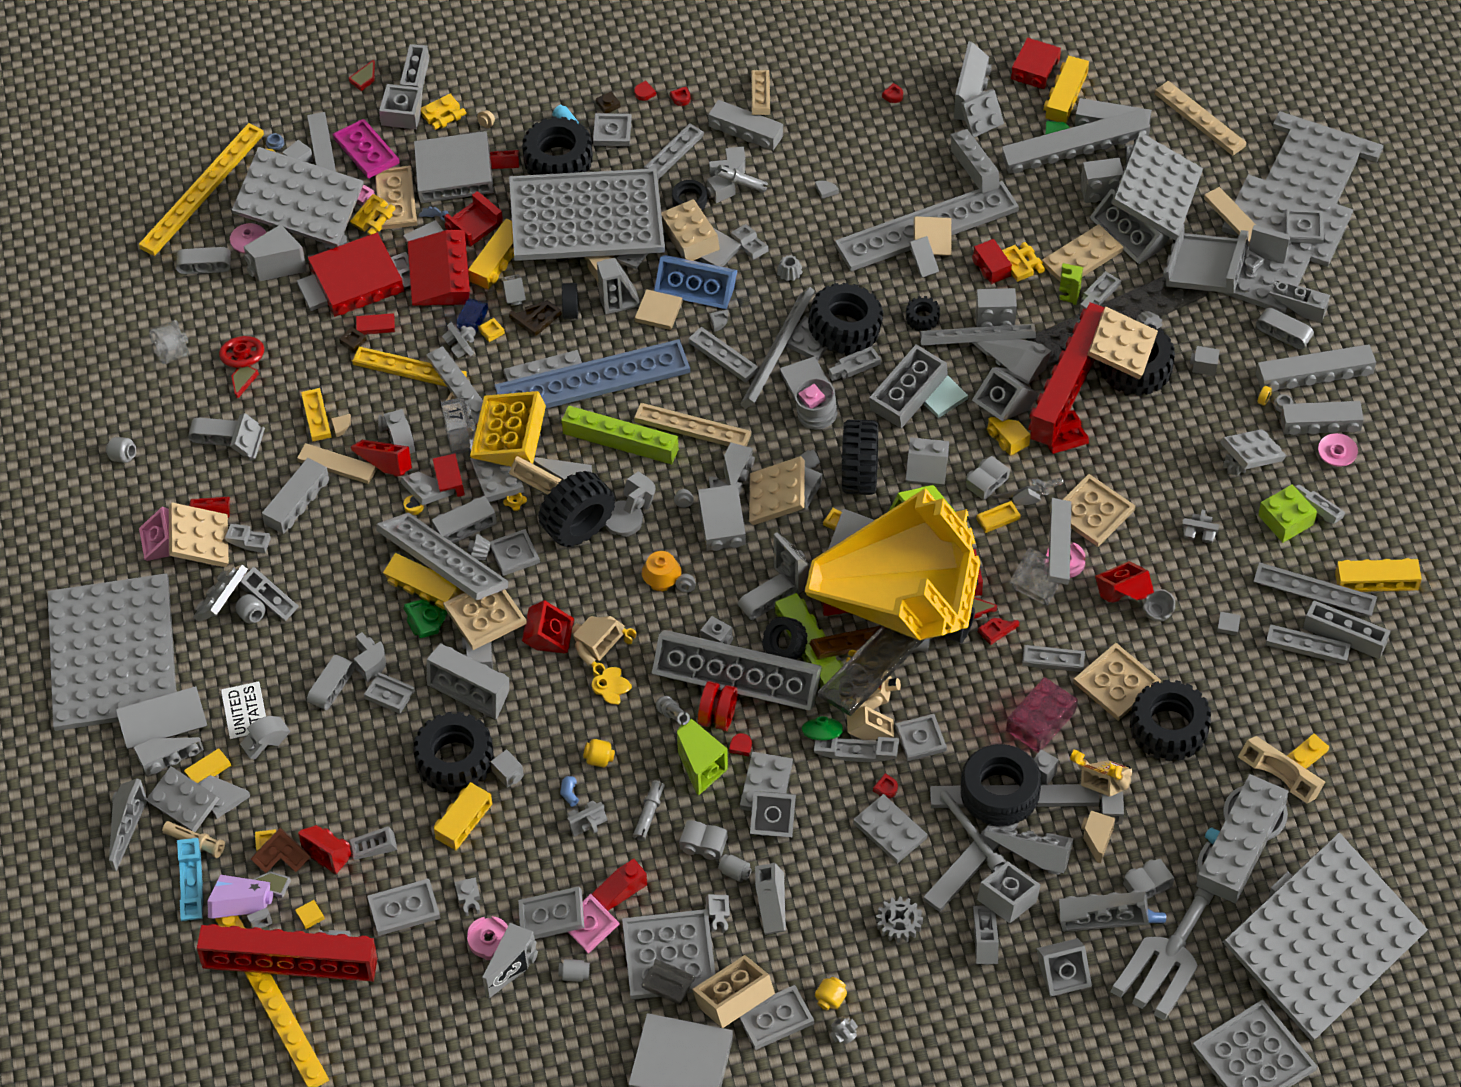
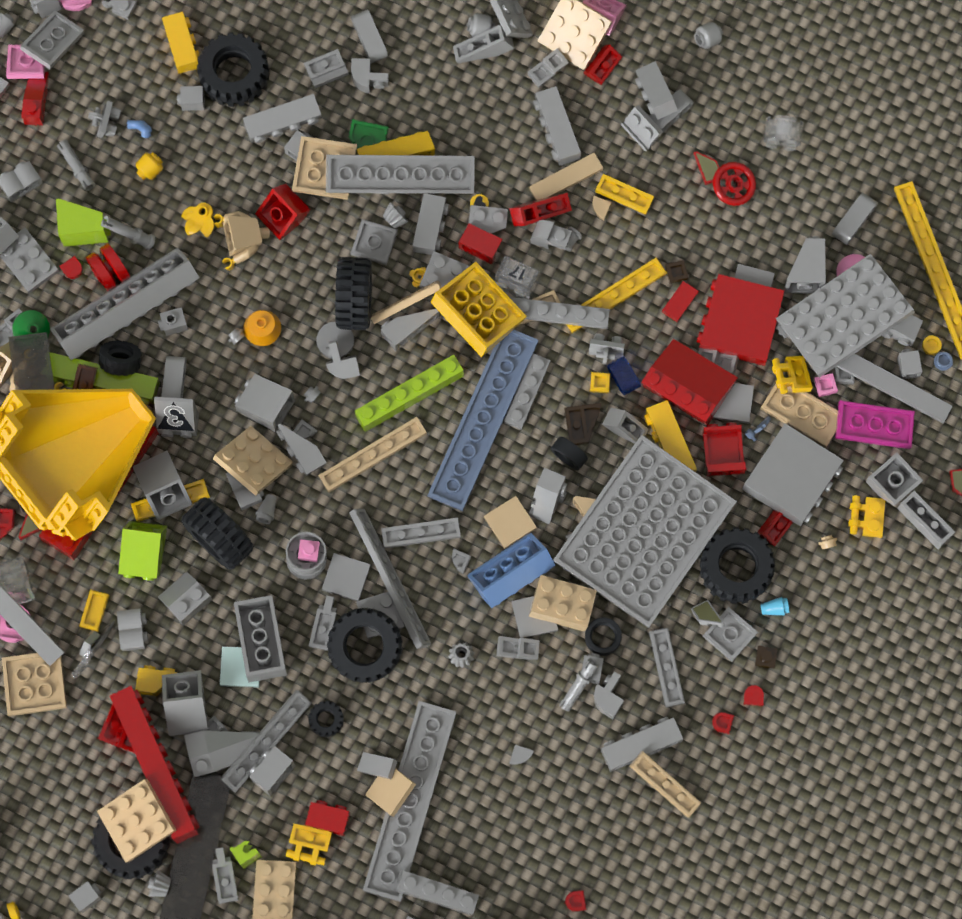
camera: 130 degrees right, 20 degrees up
(206, 443) = (655, 90): none -> light grey brick
(612, 148) = (706, 614): none -> tile

